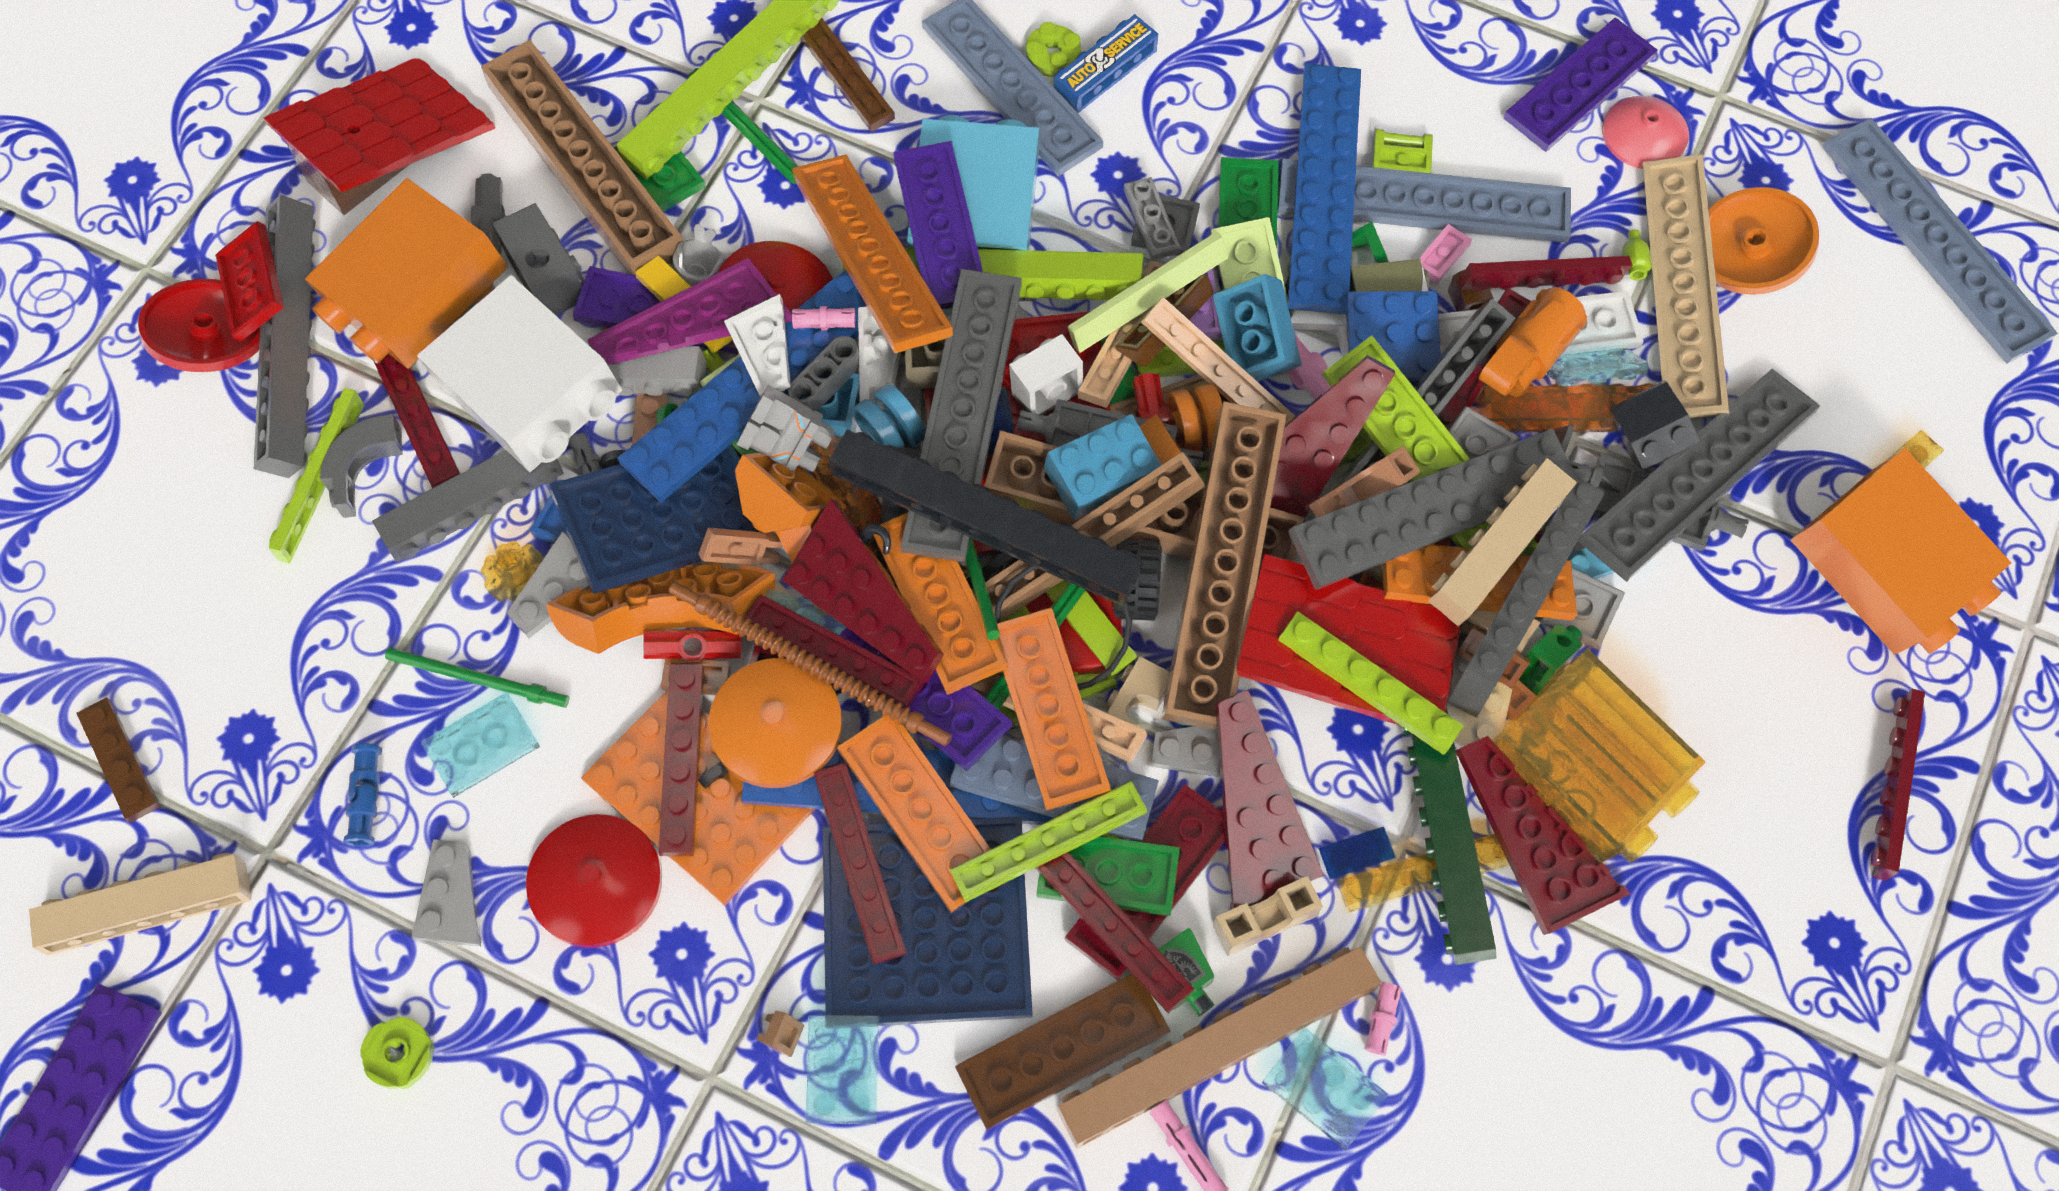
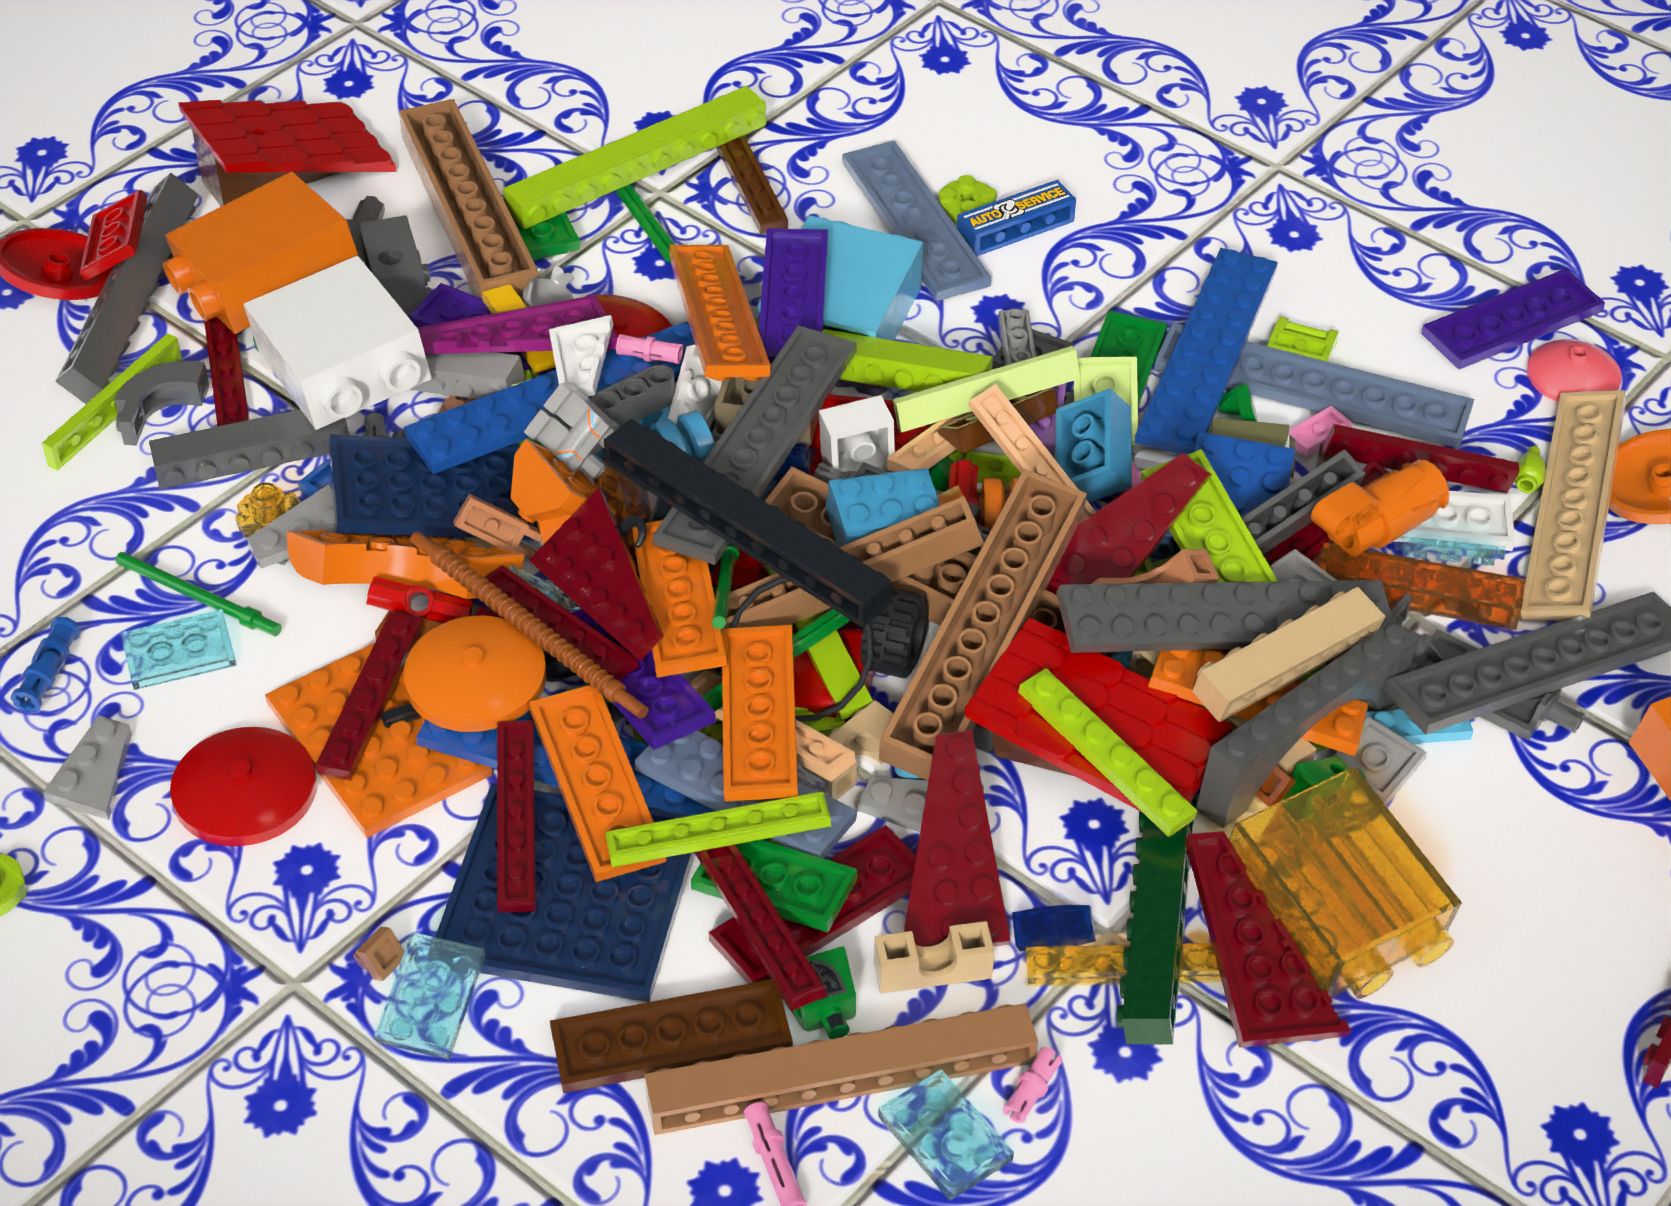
camera: 15 degrees right, 20 degrees down
(1654, 425) = (1498, 605): black slope -> none

